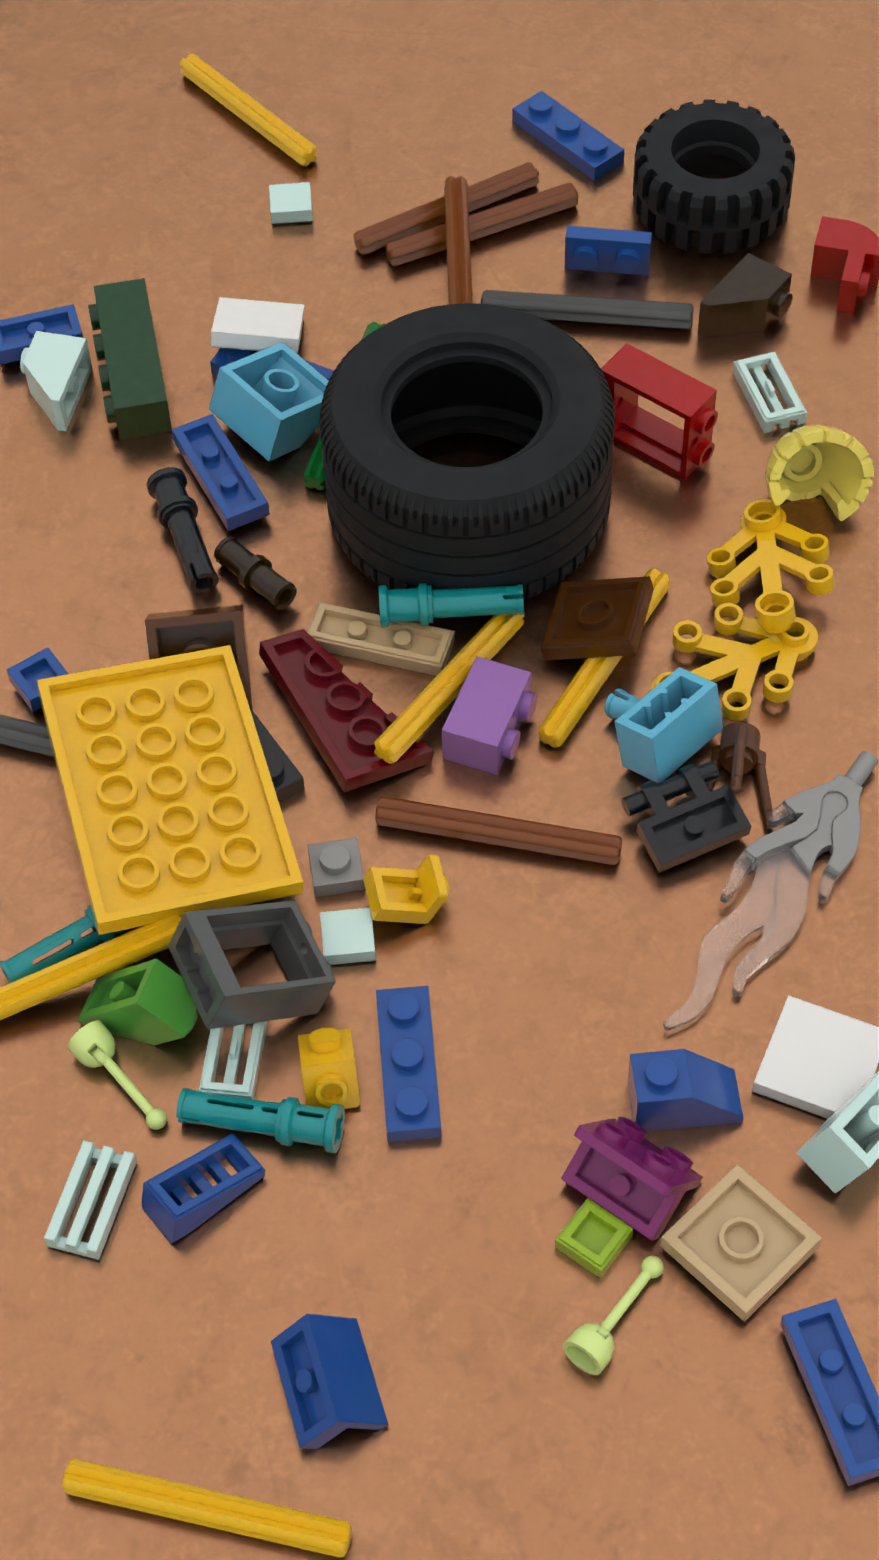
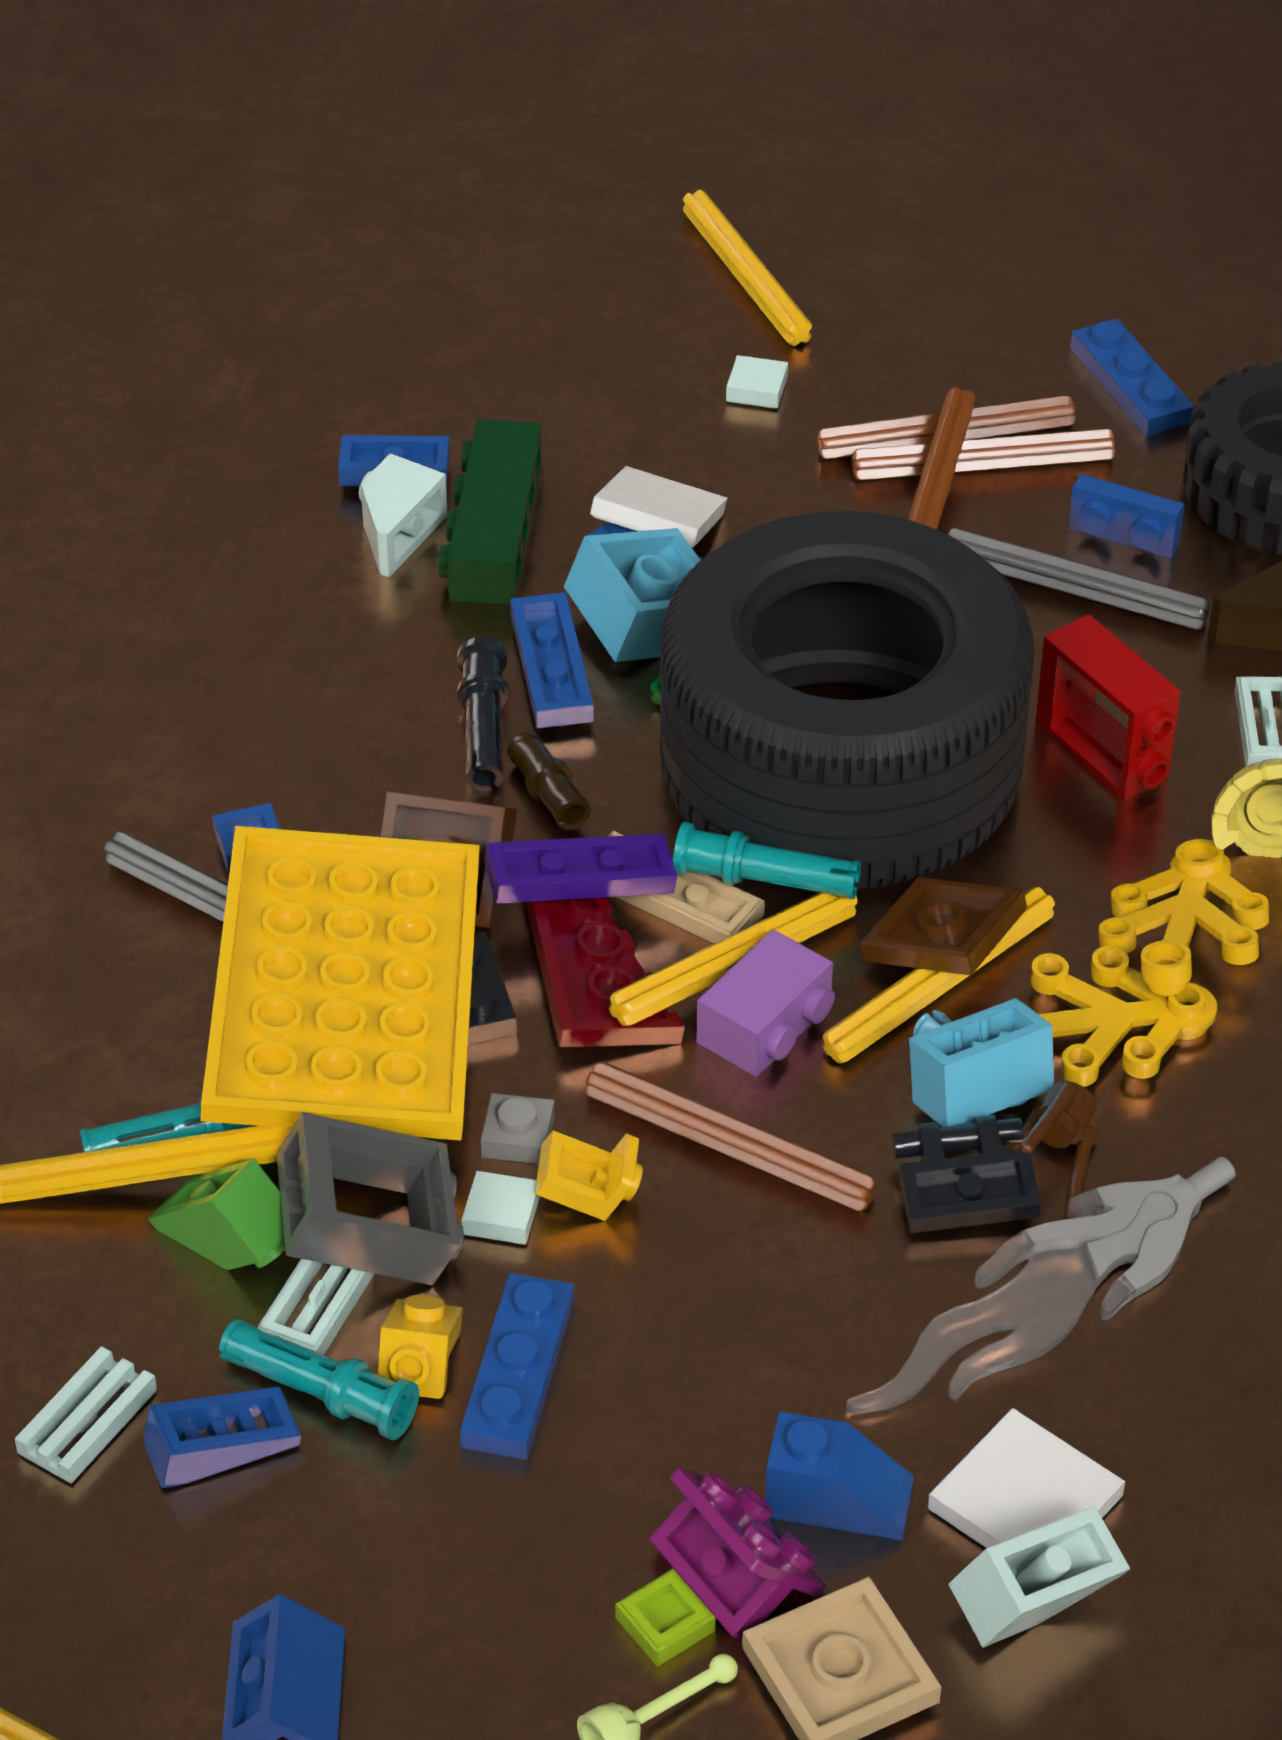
camera: 15 degrees right, 10 degrees down
(94, 1048) = (154, 1250): yellowish green hinge -> none
(312, 643) = (580, 868): none -> dark purple plate

